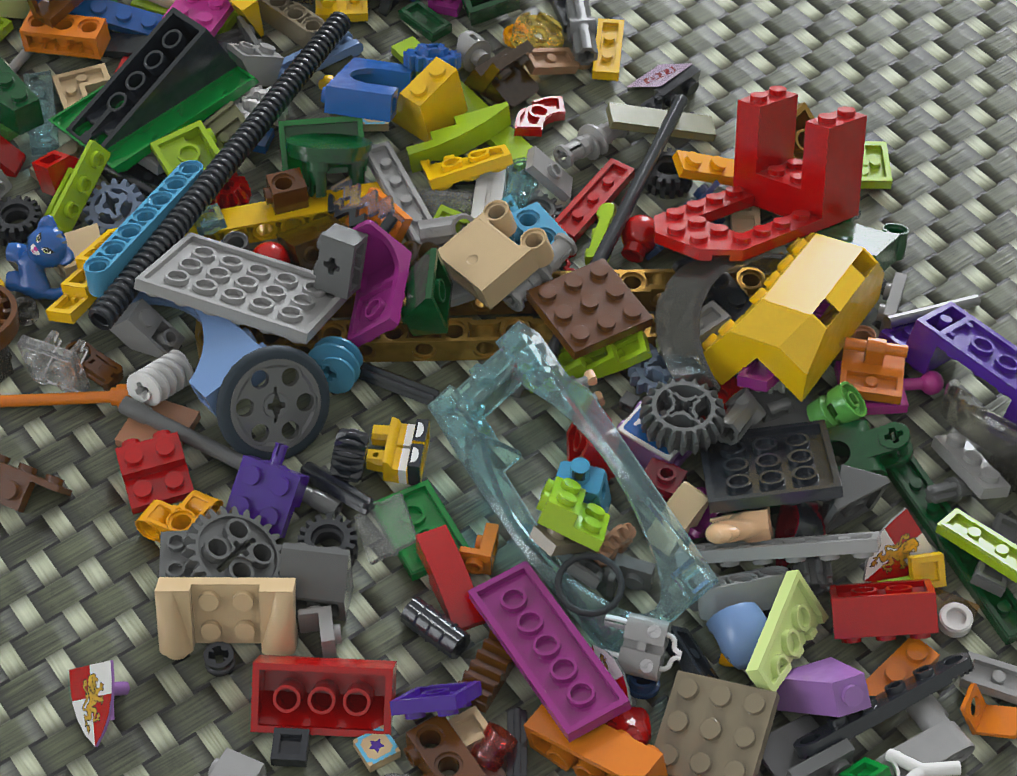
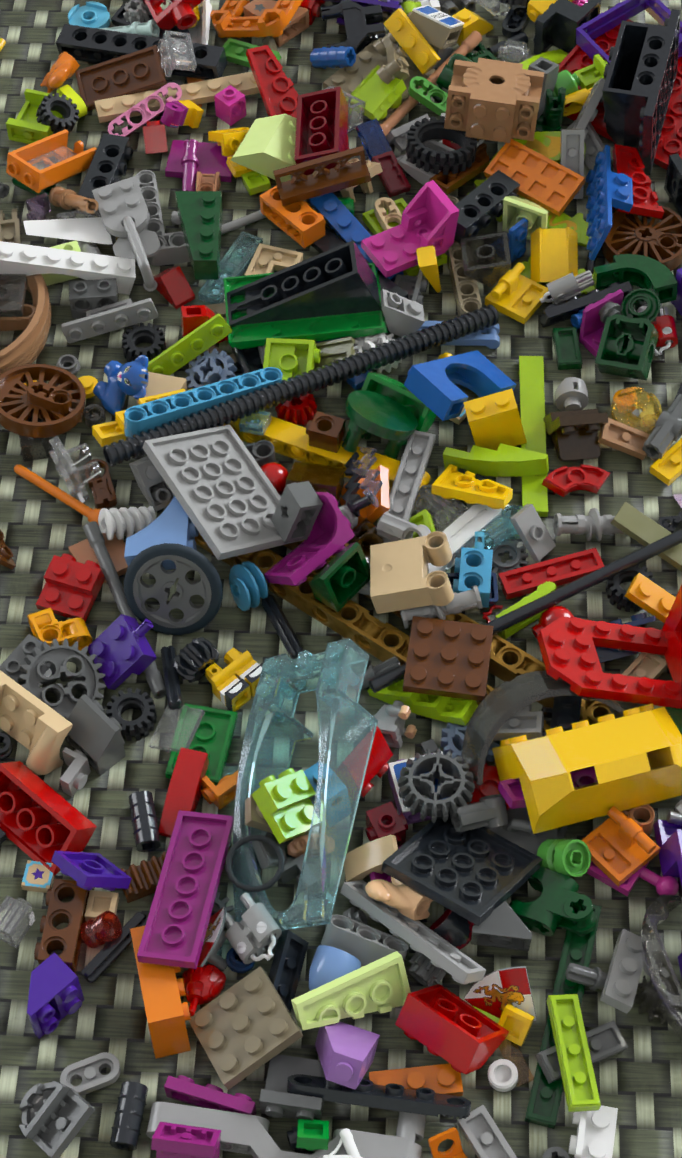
camera: 40 degrees right, 5 degrees up
(425, 53) = (530, 386): blue gear -> none

